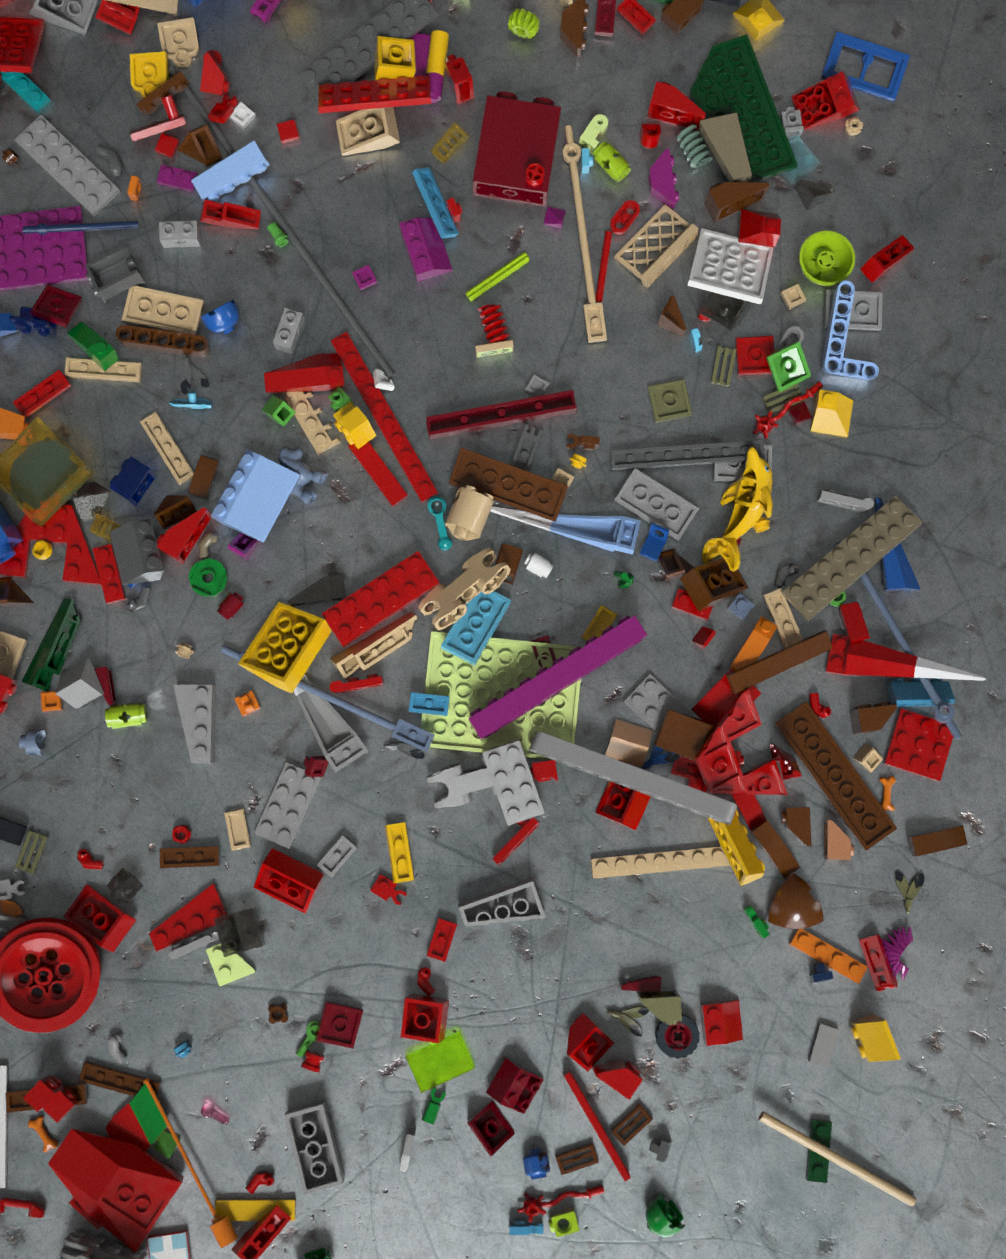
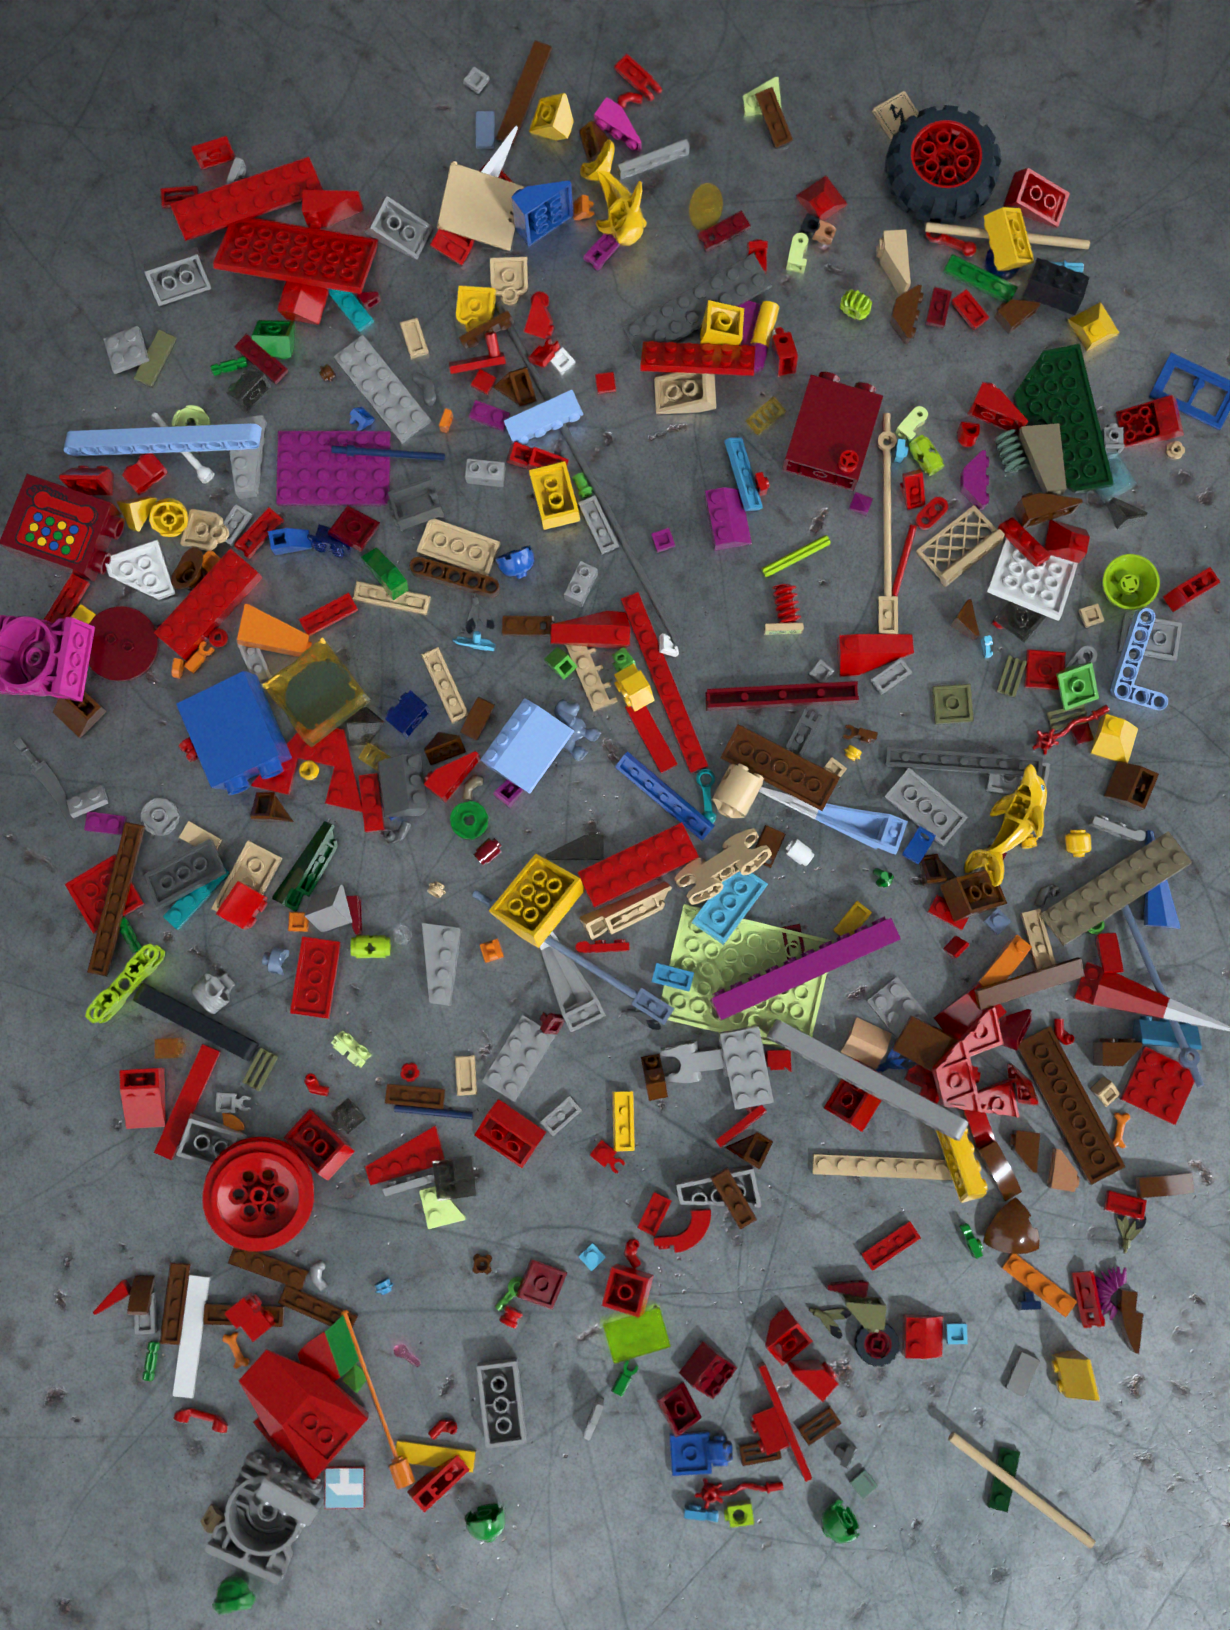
camera: 15 degrees right, 0 degrees up
(42, 79) = (369, 299): none -> dark red slope
(51, 195) = (362, 416): none -> blue tile
(65, 1047) = (269, 1267): none -> reddish brown plate
(75, 754) = (315, 977): none -> red plate
(92, 111) = (414, 338): none -> tan tile
(127, 822) = (358, 1053): none -> yellowish green hinge
(210, 870) = (433, 1112): none -> dark blue bar
(240, 379) = (526, 625): none -> reddish brown plate
(251, 247) = (554, 495): none -> yellow slope
(298, 271) = (598, 525): none -> light grey plate
(386, 990) = (592, 1256): none -> medium azure plate
(398, 528) = (664, 796): none -> blue plate
(424, 805) = (654, 1077): none -> reddish brown slope
(480, 957) = (690, 1236): none -> red arch
(507, 1170) = (690, 1453): none -> blue plate
(516, 912) = (733, 1198): none -> reddish brown tile
(530, 862) = (752, 1149): none -> reddish brown slope
(581, 360) = (870, 651): none -> red wedge
(583, 1136) = (770, 1431): none -> red brick
(603, 196) = (913, 489): none -> red slope
(606, 381) = (891, 676): none -> light grey plate
(678, 938) = (890, 1245): none -> red plate
(682, 1175) = (863, 1483): none -> sand green tile
(718, 233) = (1024, 542): none -> red plate
(754, 1014) = (956, 1333): none -> medium azure plate
(771, 708) = (1014, 1028): none -> dark red slope
(809, 519) = (1078, 842): none -> yellow head
(853, 456) = (1131, 785): none -> reddish brown slope
(902, 866) = (1125, 1205): none -> red tile
(920, 975) = (1129, 1318): none -> reddish brown slope

